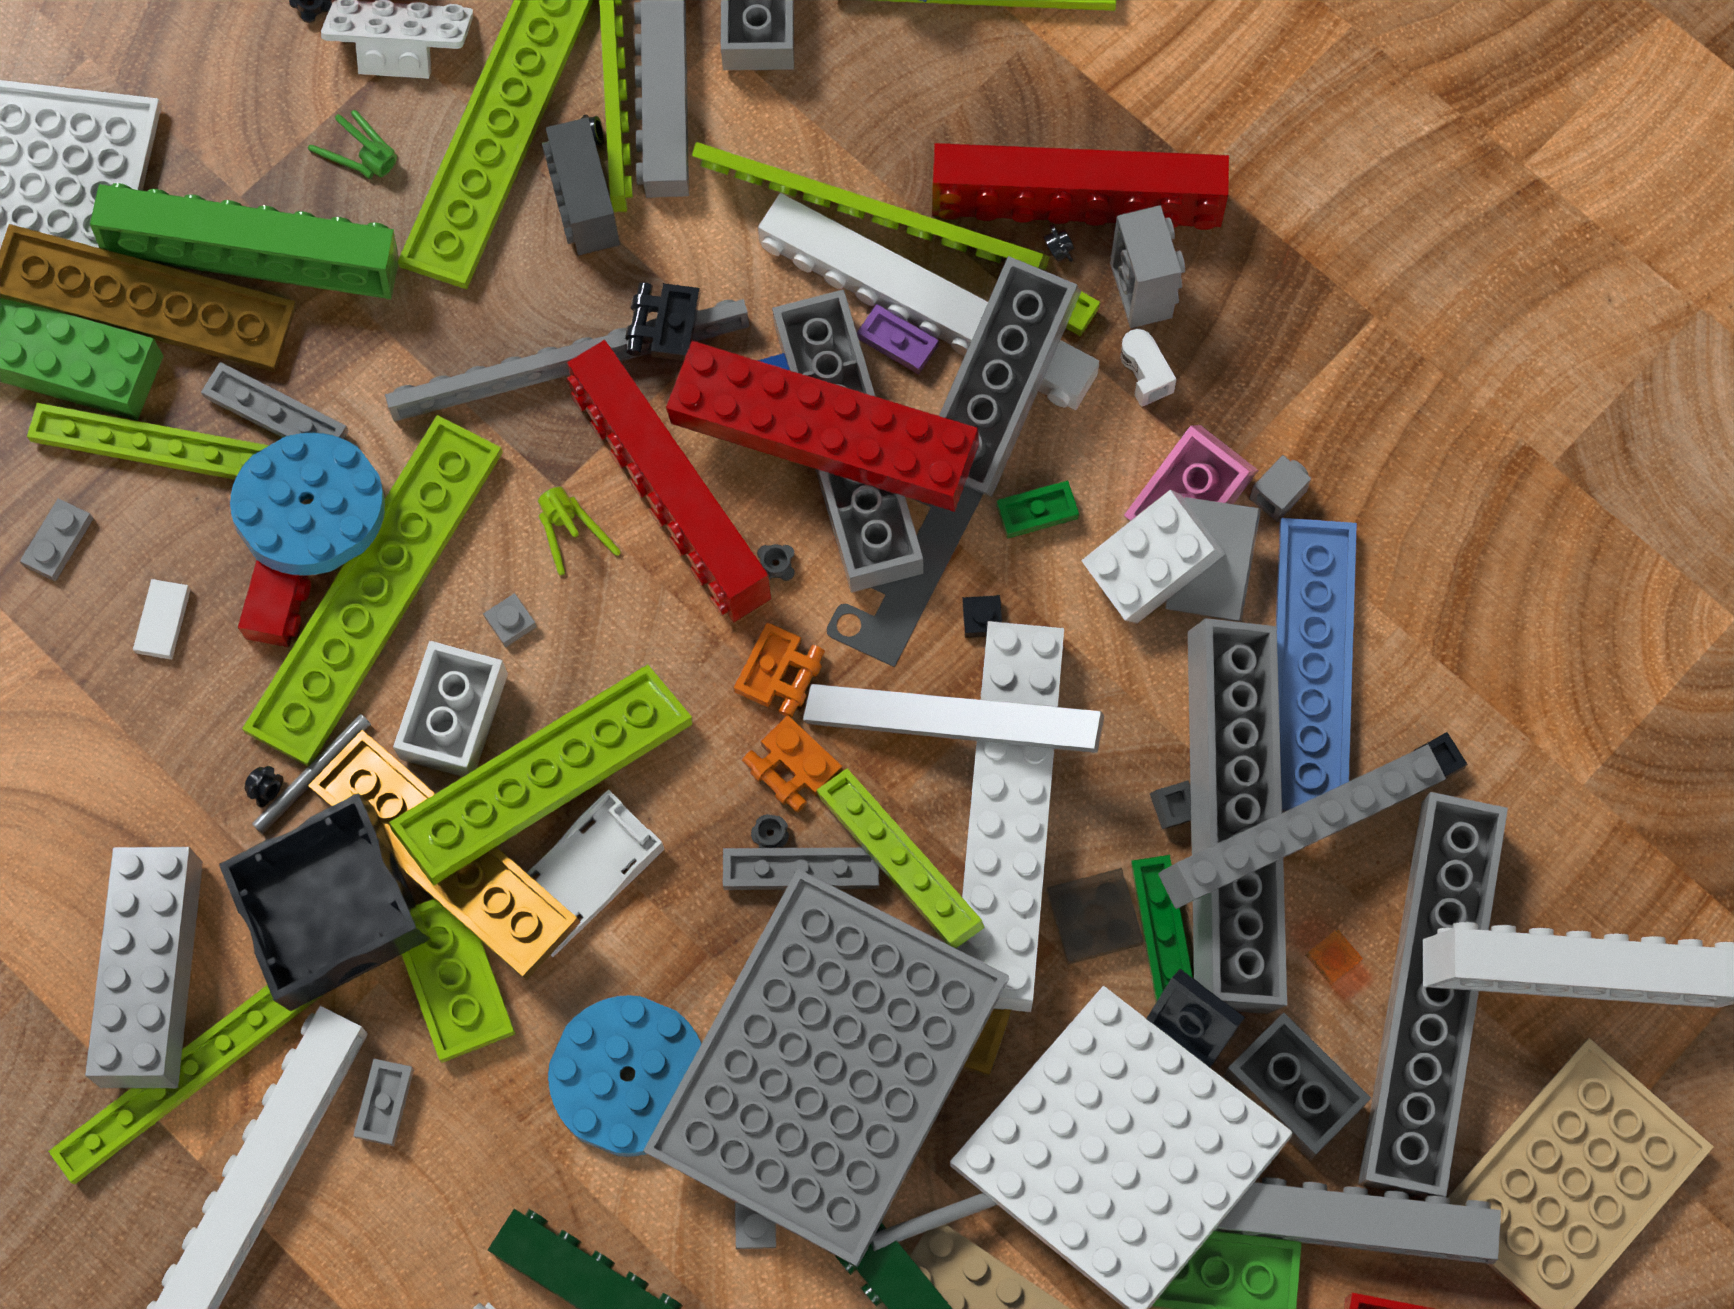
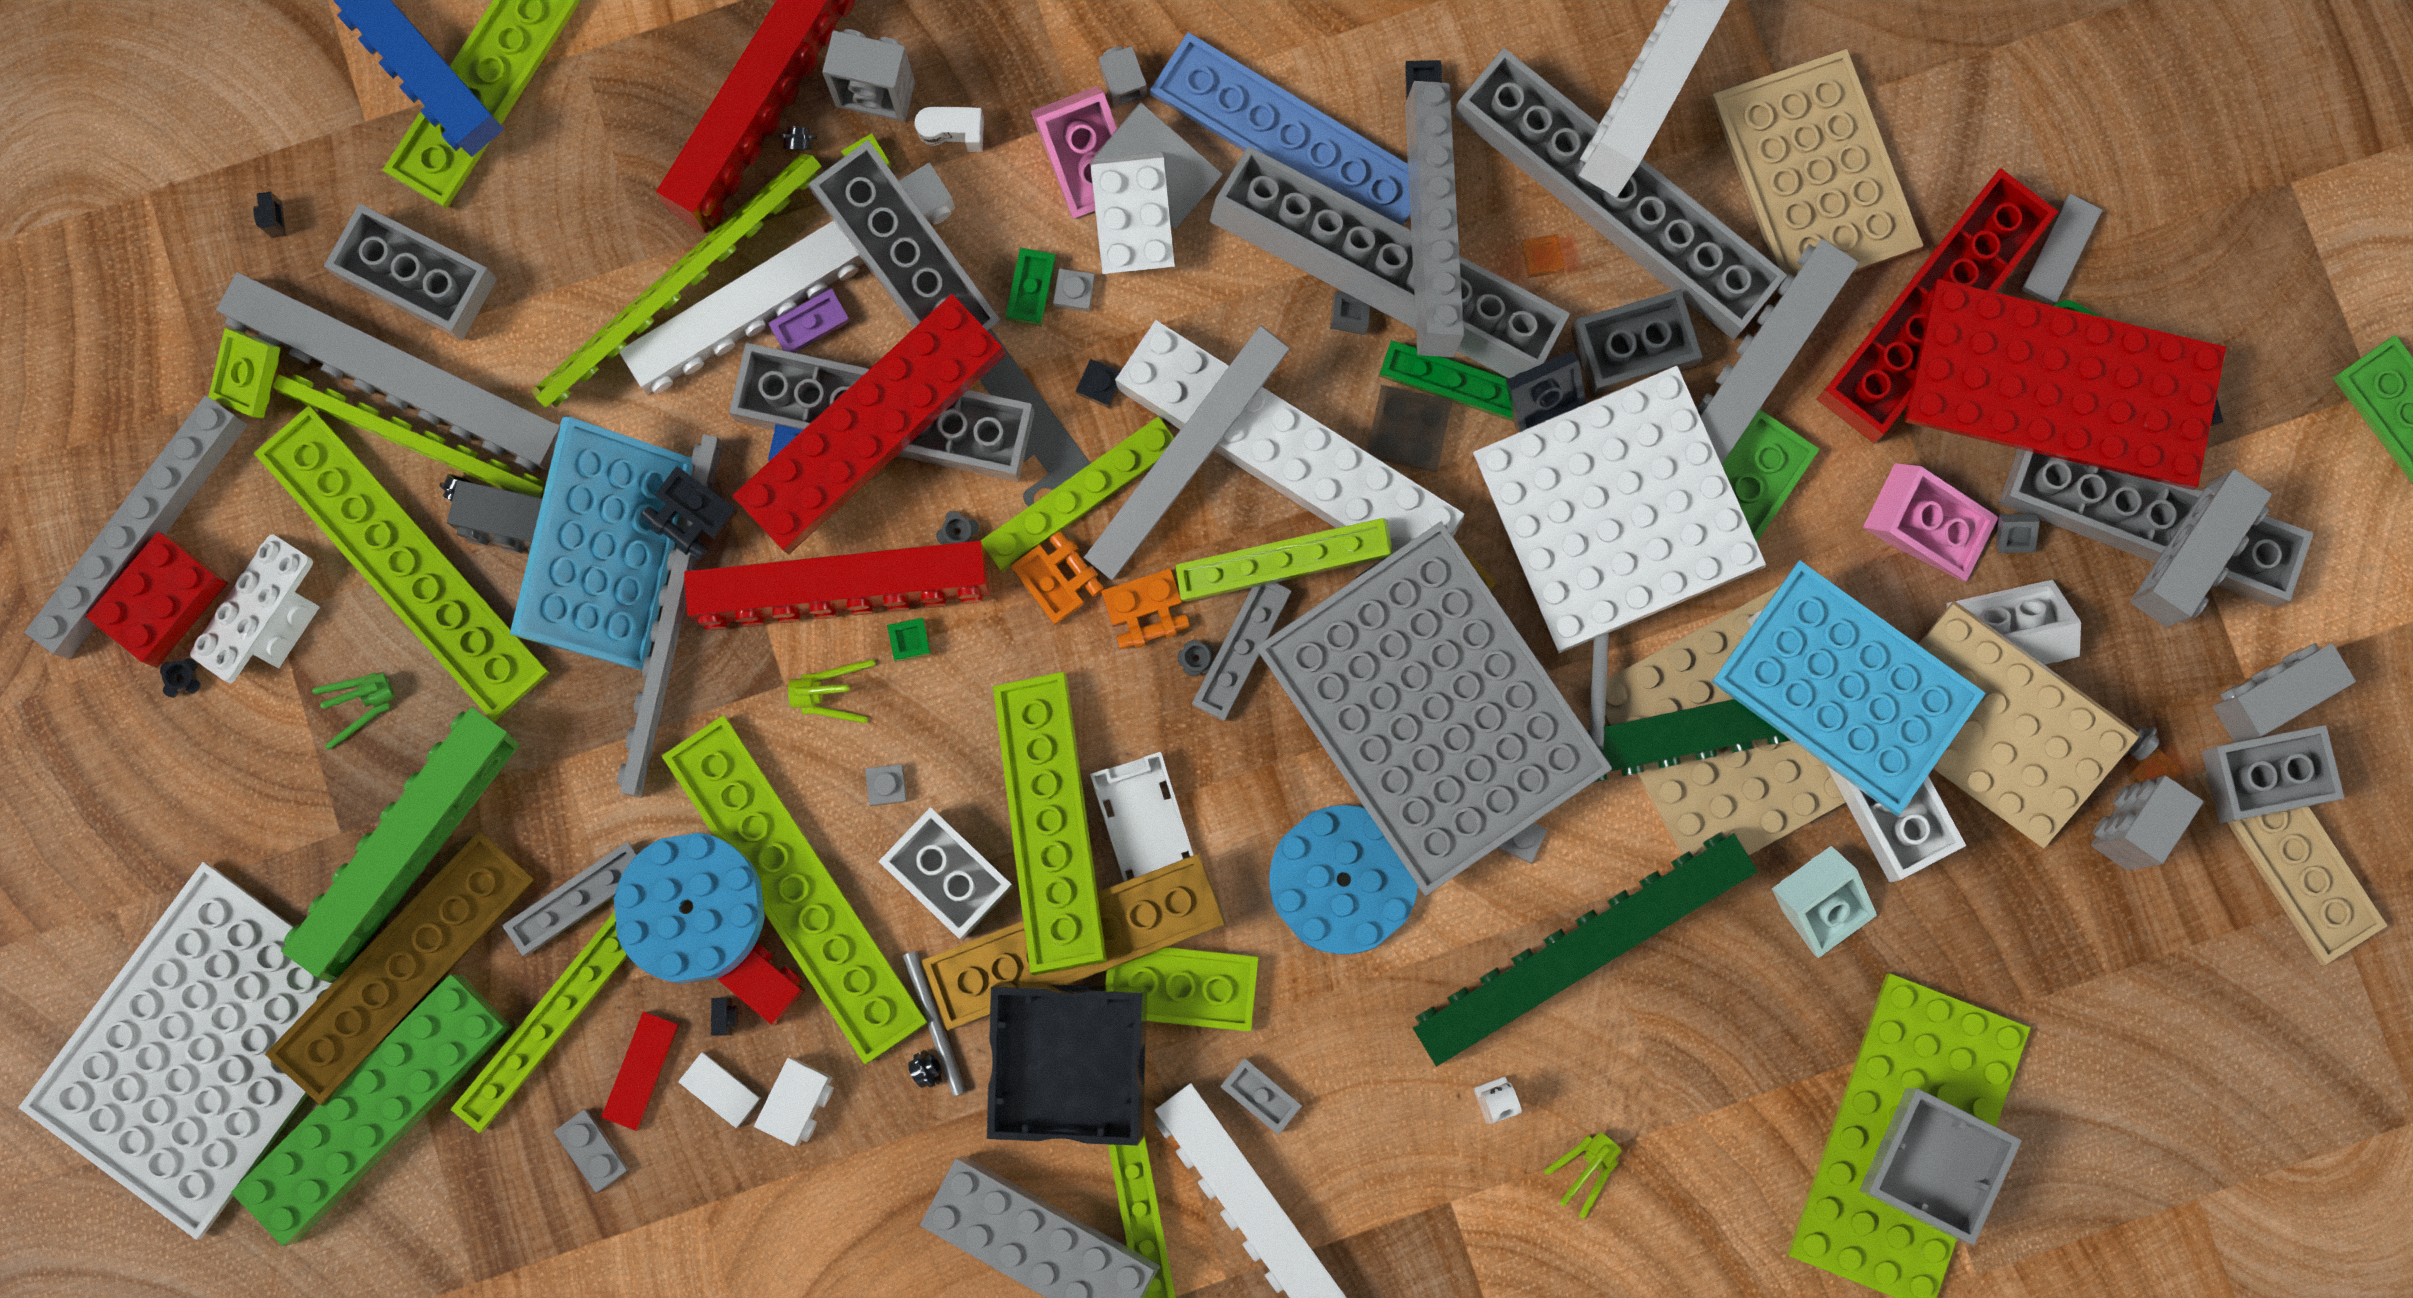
camera: 65 degrees left, 10 degrees up
(147, 543) = (640, 1071): none -> red tile
(179, 686) = (794, 1102): none -> white brick
(227, 586) = (723, 1016): none -> black plate
(579, 259) = (592, 556): none -> medium azure plate
(652, 570) = (909, 639): none -> green plate
(865, 648) = (1078, 494): none -> lime plate
(1057, 550) = (1074, 290): none -> light grey plate

